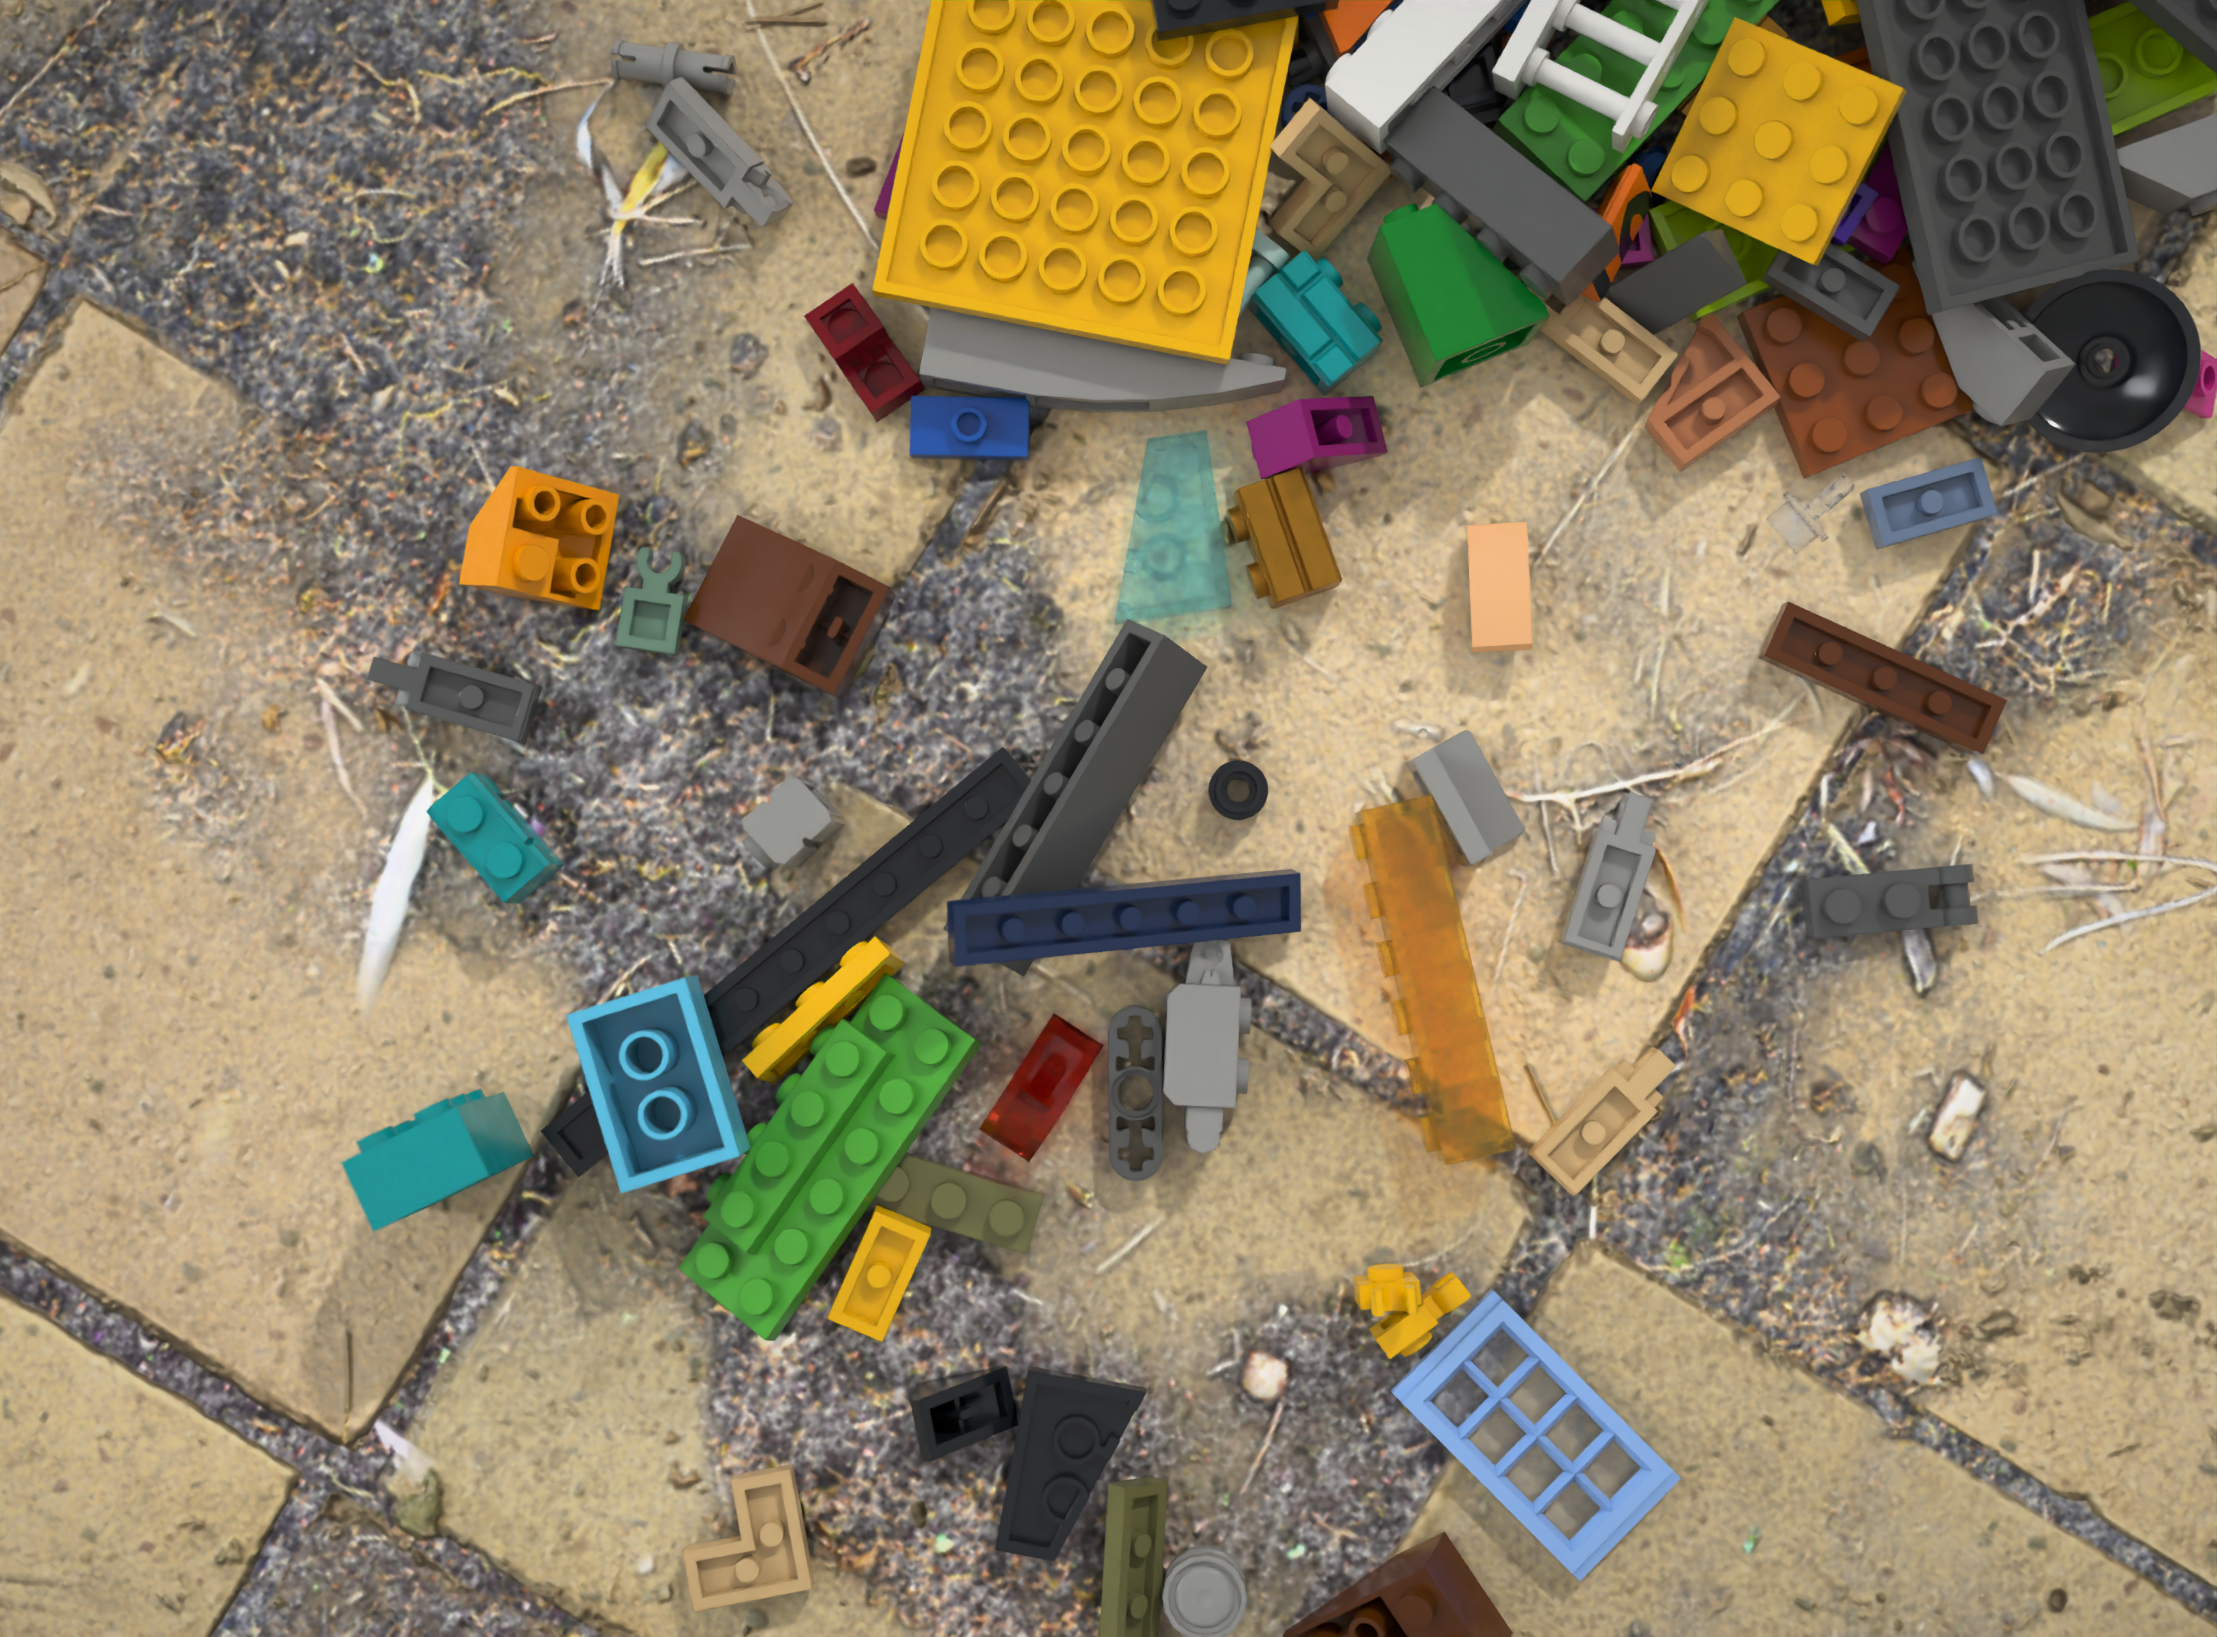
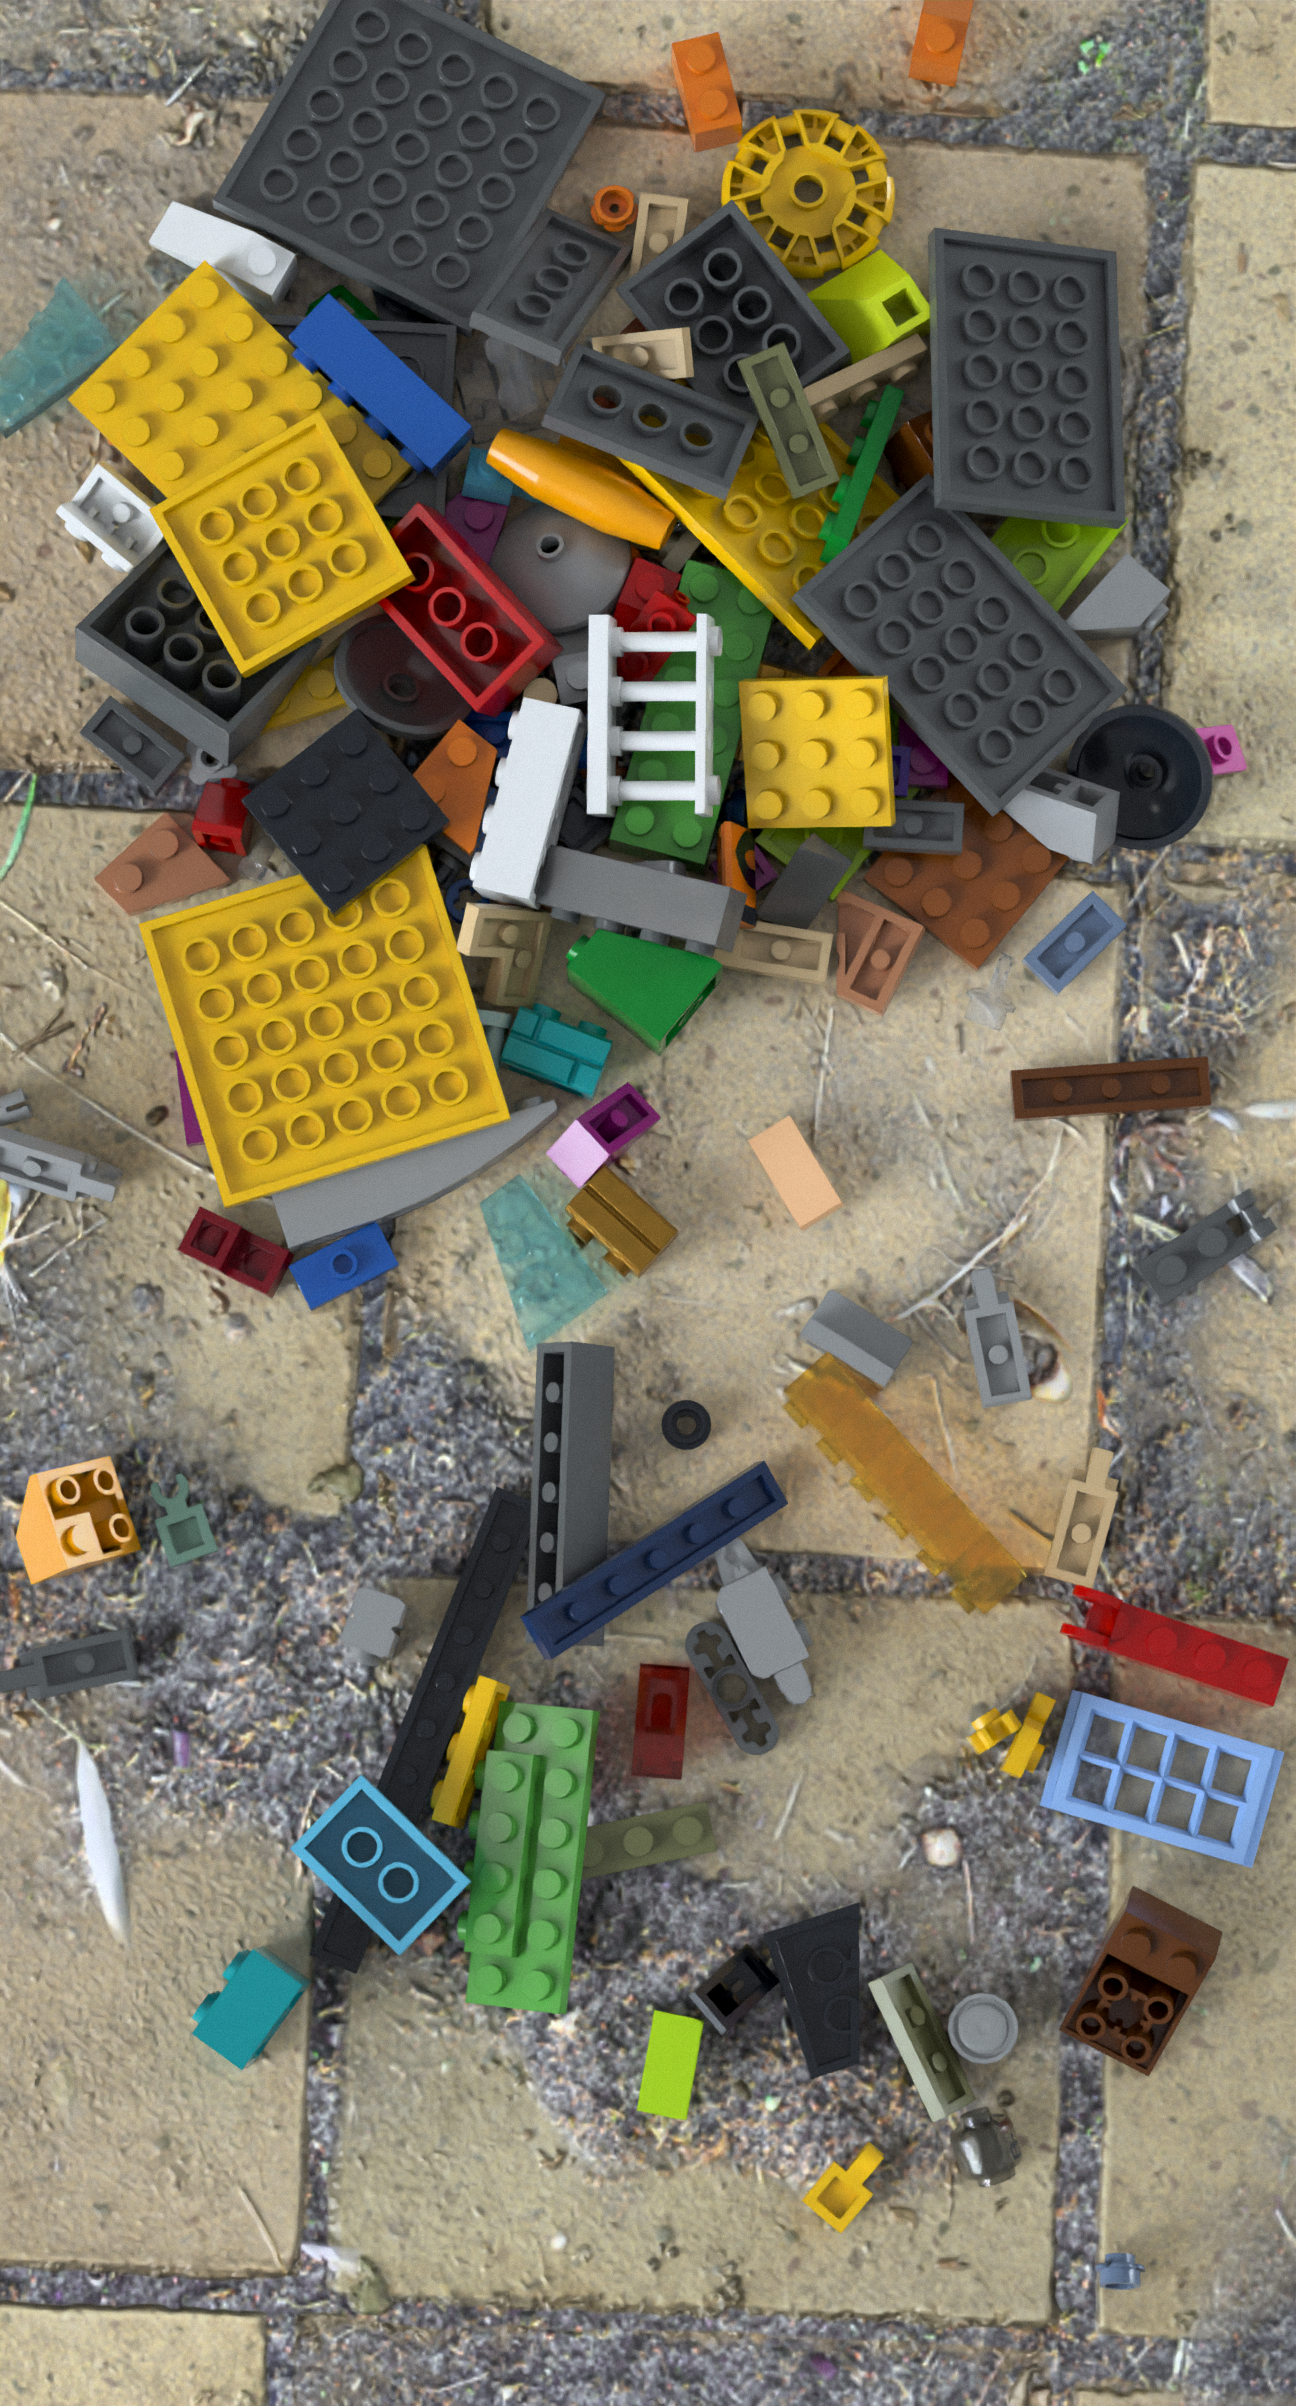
camera: 30 degrees left, 5 degrees down
(495, 838) = (159, 1757): teal brick -> none
(767, 1556) = (647, 2177): tan plate -> none
(790, 606) = (283, 1469): reddish brown slope -> none
(857, 1451) = (670, 2065): none -> lime slope
(879, 1273) = (616, 1923): yellow plate -> none
(1632, 1314) = (1177, 1649): none -> red hinge

